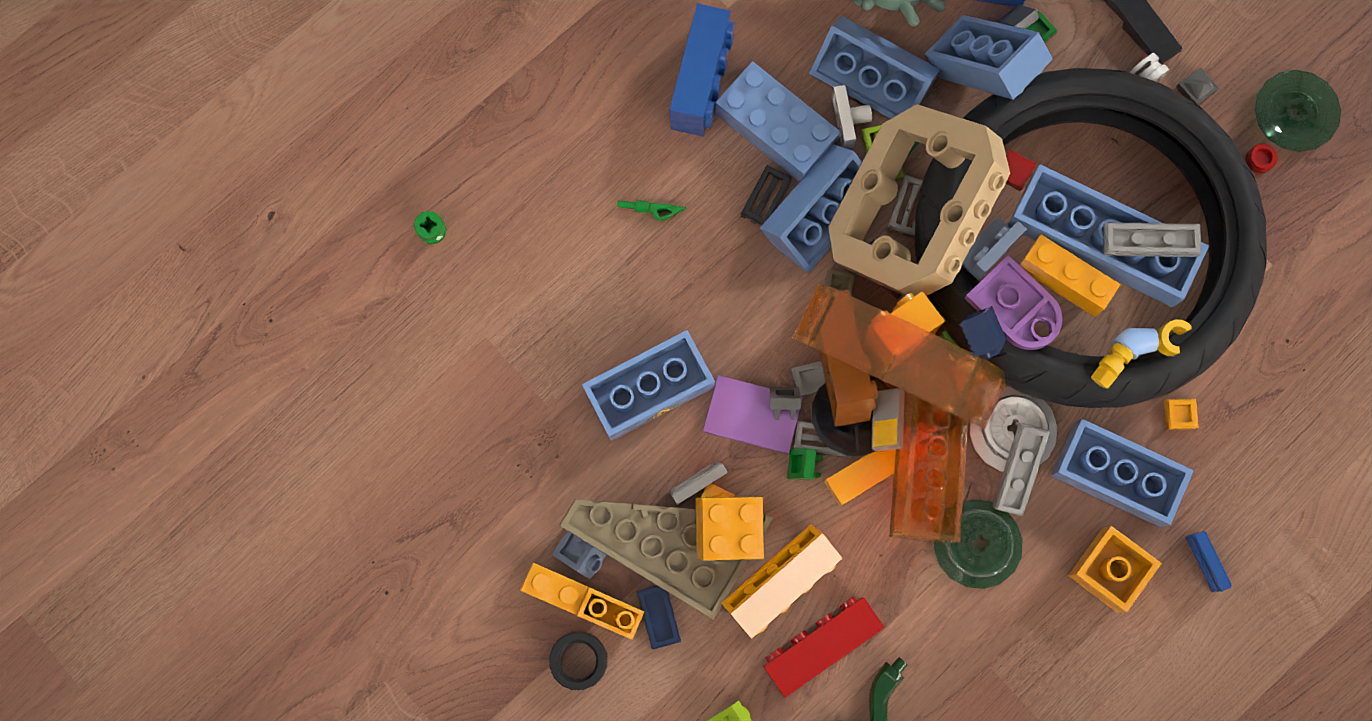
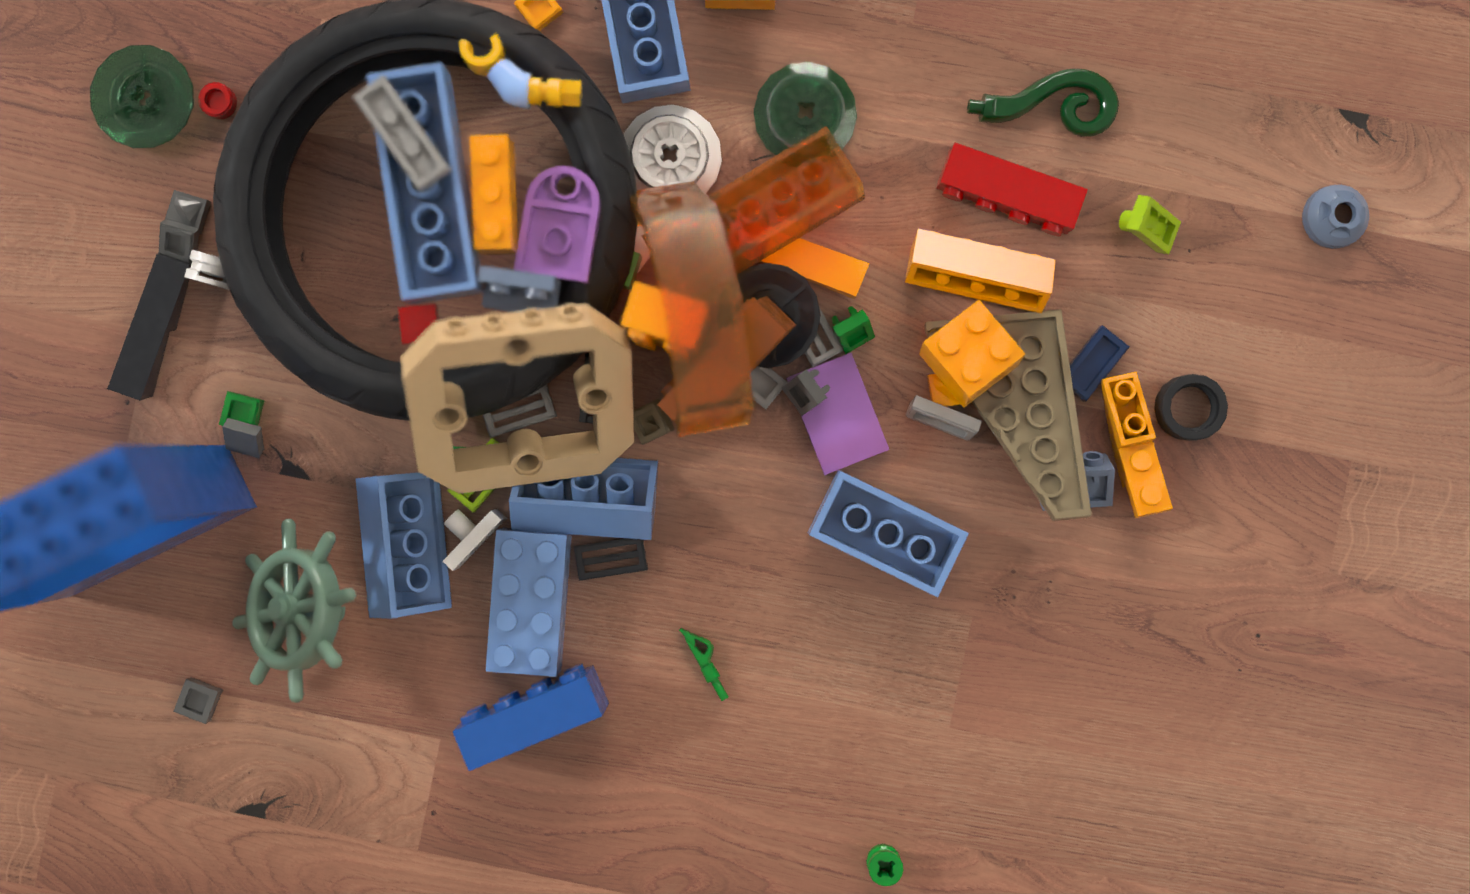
camera: 130 degrees left, 10 degrees up
(888, 420) = (762, 273): light grey tile -> none
(984, 333) = (618, 235): dark blue brick -> none
(989, 56) = (311, 435): medium blue brick -> none
(1021, 469) = (706, 120): light grey tile -> none
(1182, 68) = (178, 240): none -> dark grey tile

